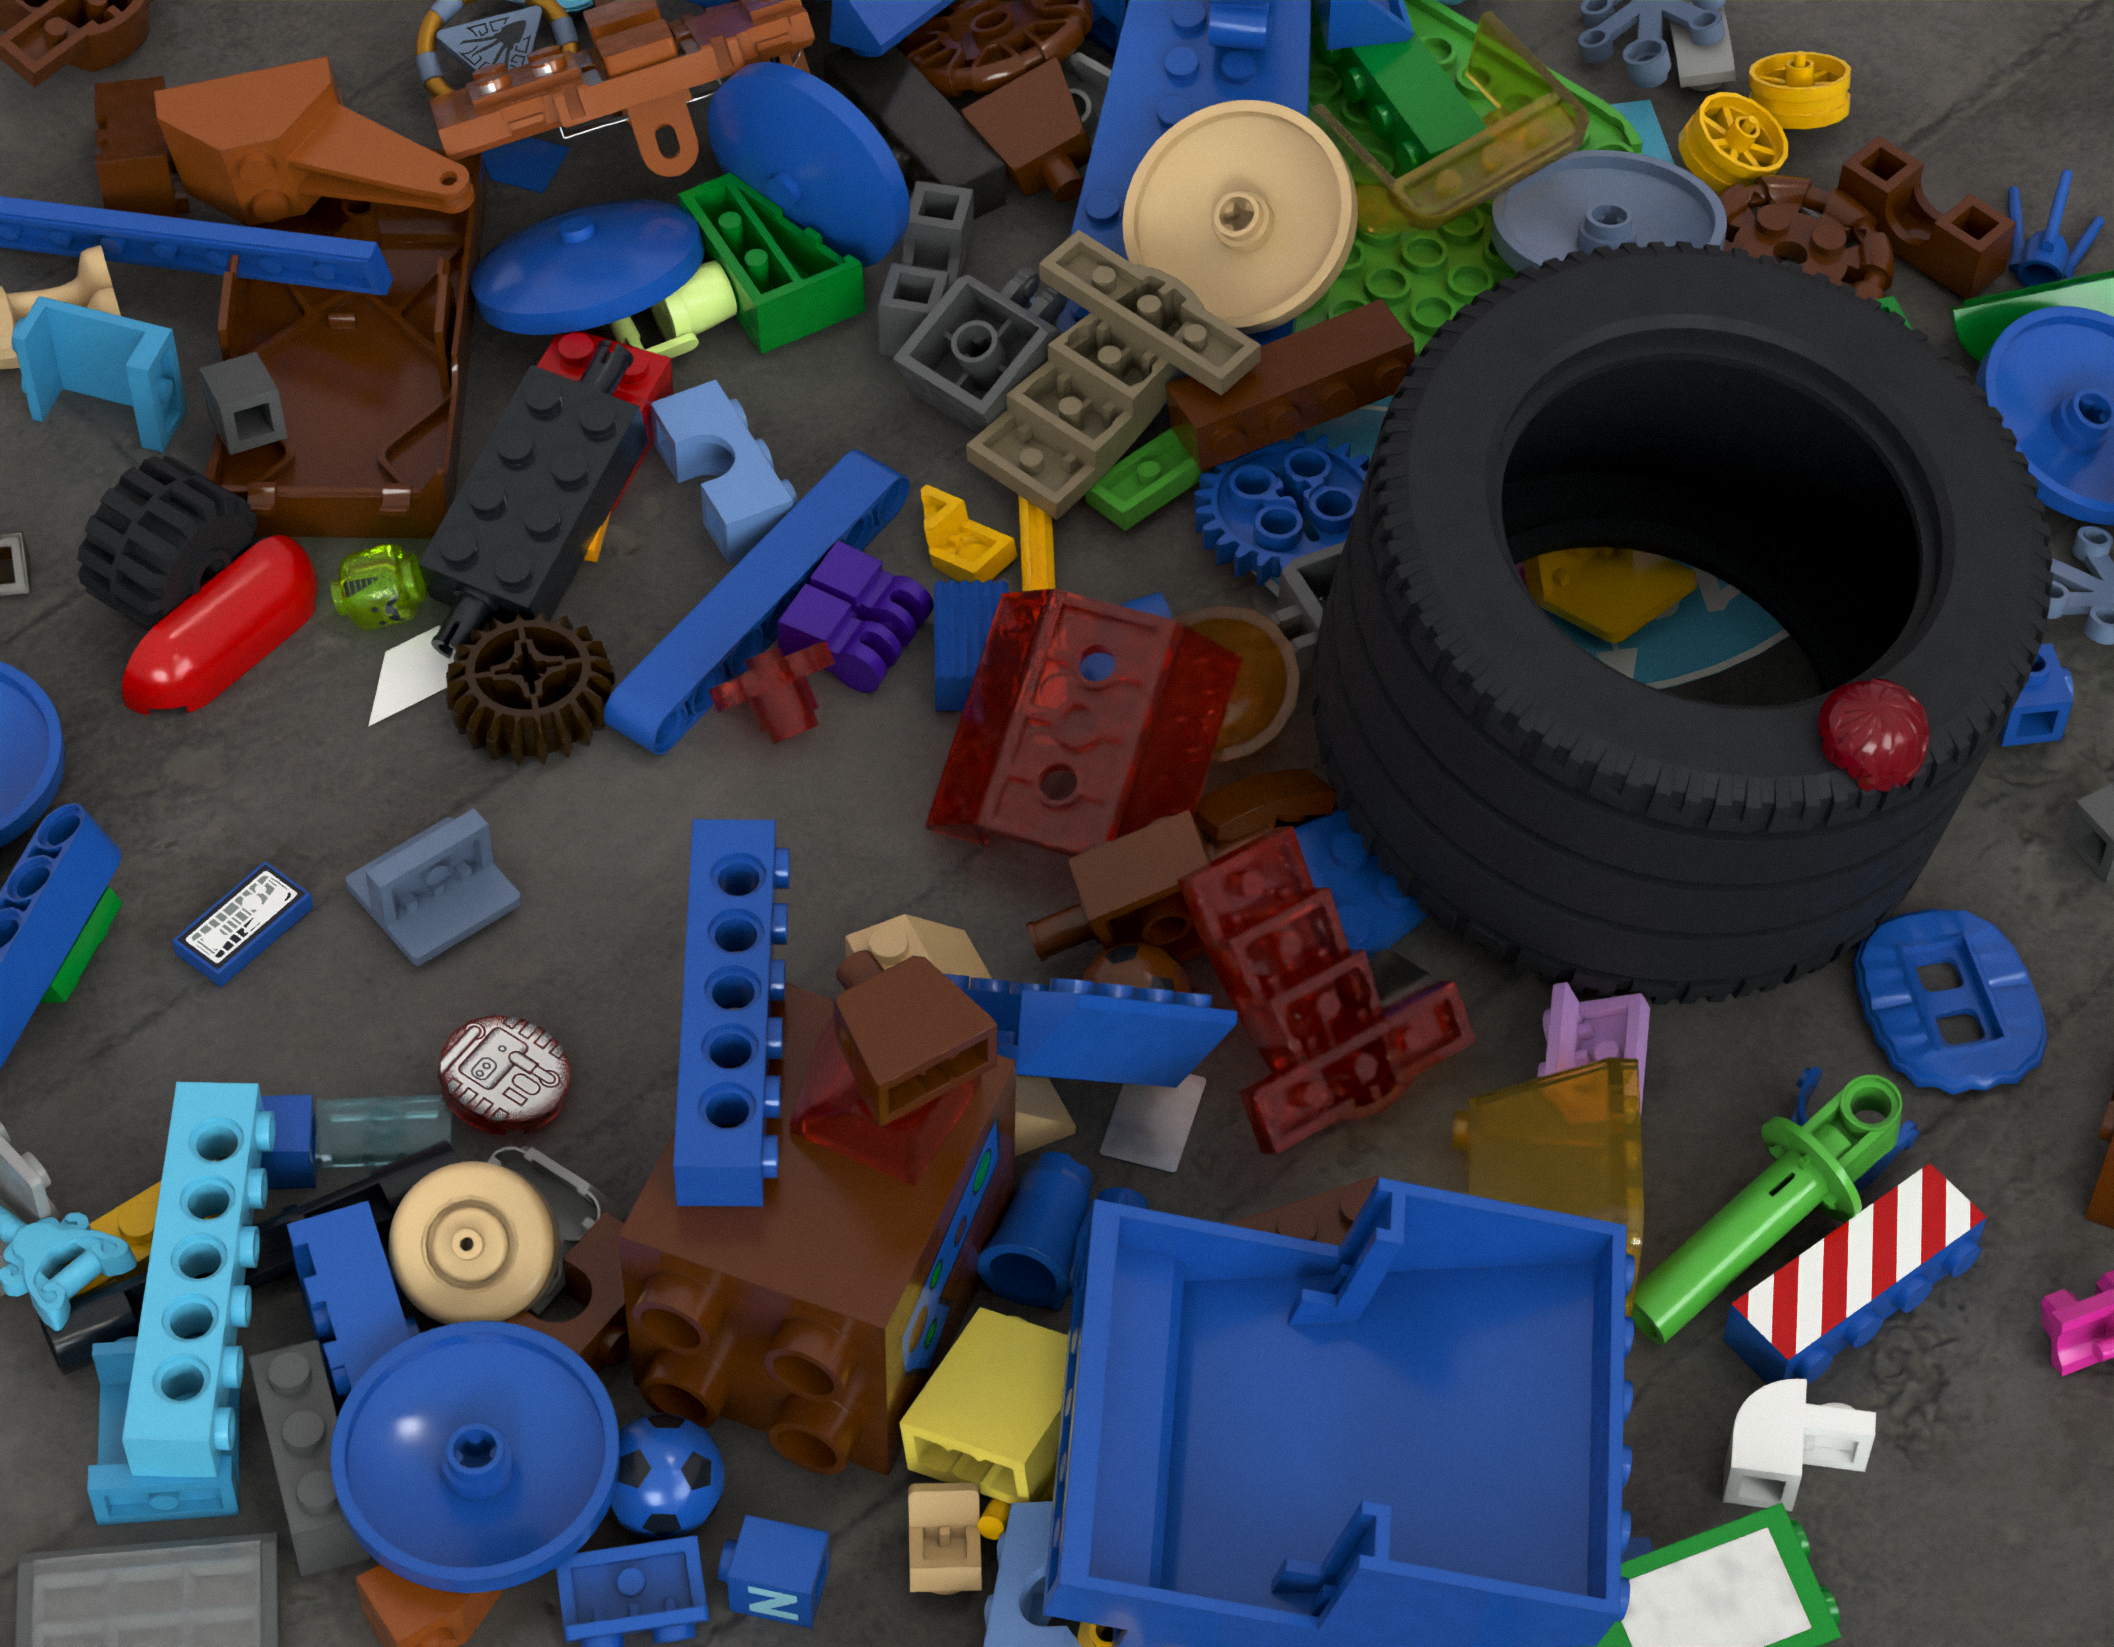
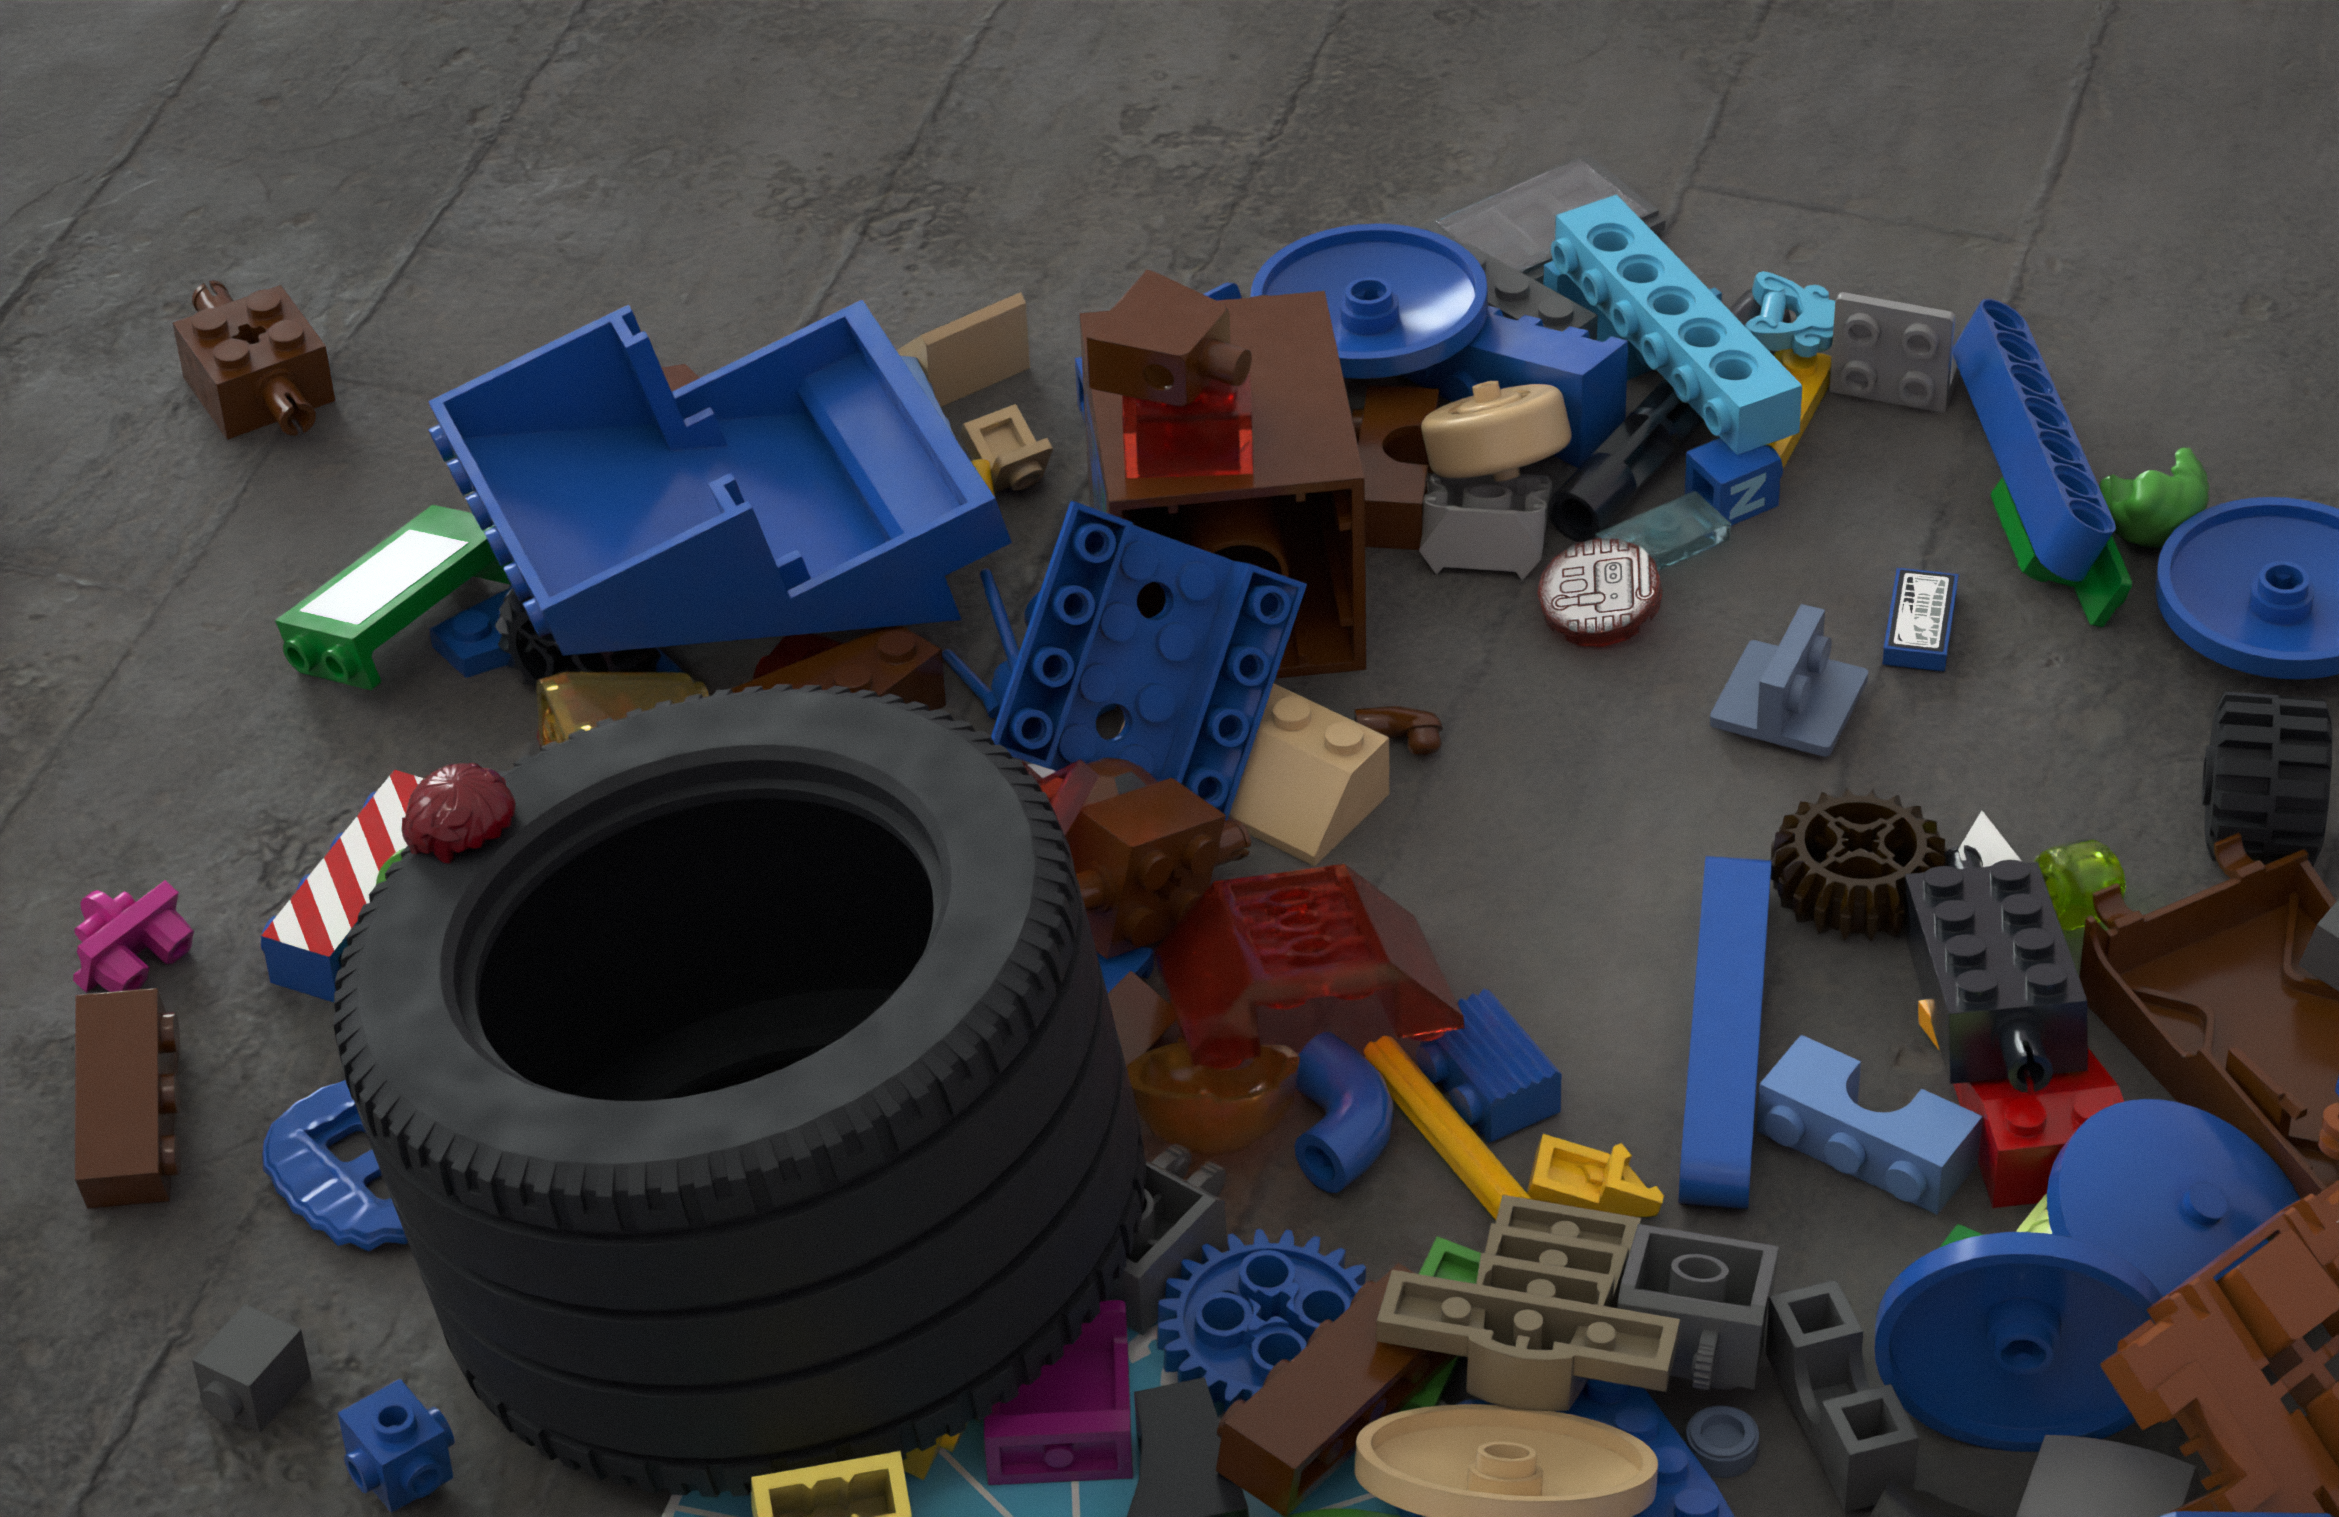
camera: 155 degrees right, 10 degrees down
(223, 628) = (2169, 808): red brick -> none
(730, 910) = (1358, 414): blue brick -> none
(777, 690) = (1637, 930): clear red plant -> none
(858, 613) = (1620, 1044): dark purple legs -> none
(992, 1409) = (1033, 496): light yellow brick -> none
(1782, 1432) = (385, 739): white brick -> none

